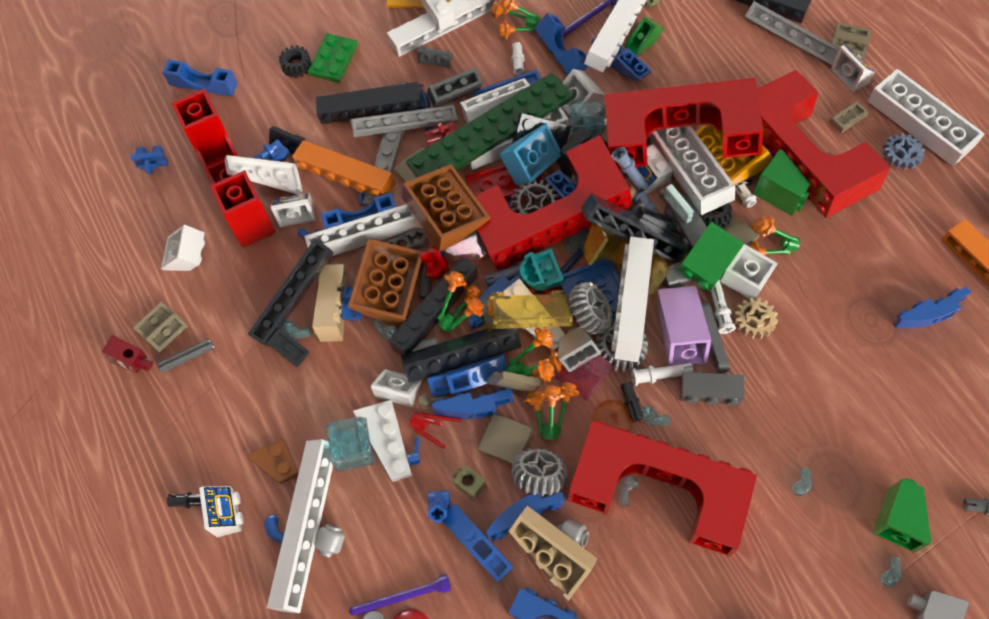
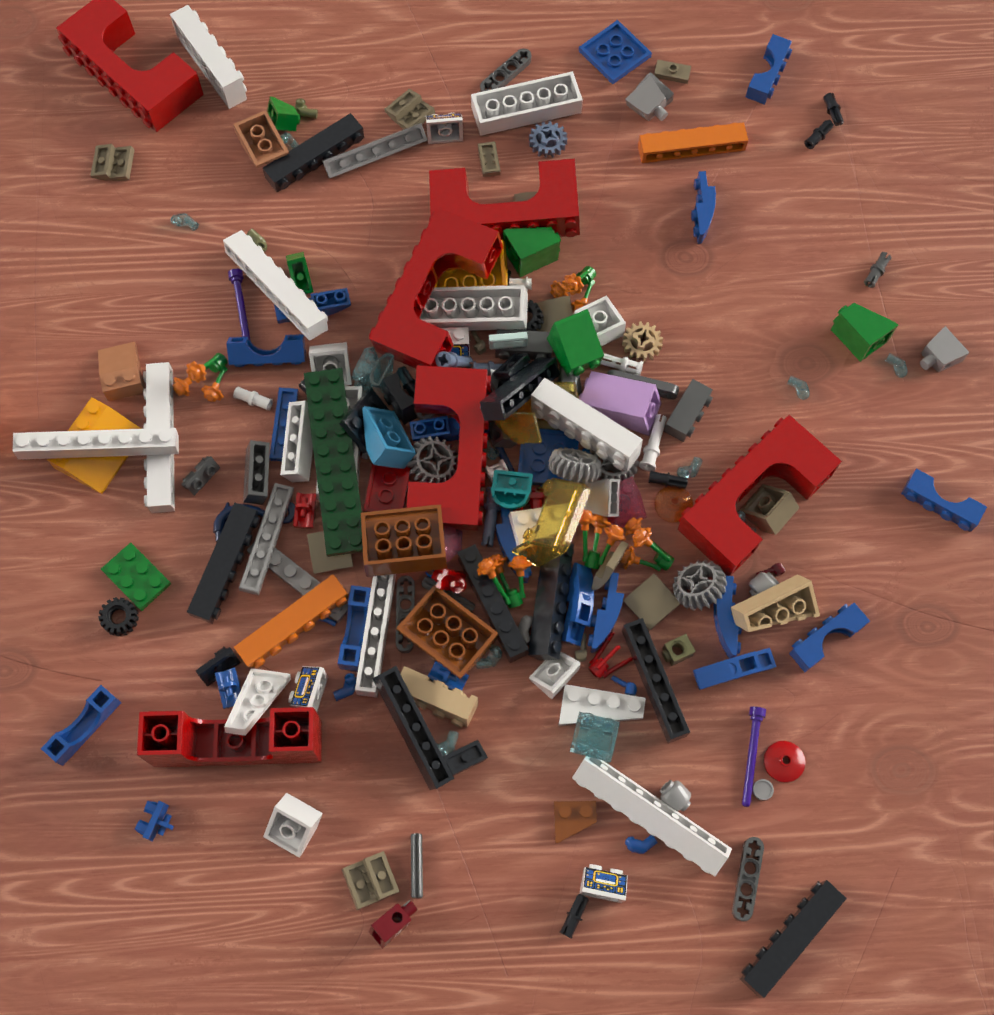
camera: 70 degrees left, 5 degrees up
(427, 473) = (655, 681): none -> black brick
(438, 505) = (687, 684): blue piece -> none
(560, 257) = (499, 466): none -> white bush
(599, 541) = (777, 568): none -> dark red hand
(655, 507) = (770, 508): none -> dark tan slope
(945, 89) = (507, 74): none -> dark grey beam

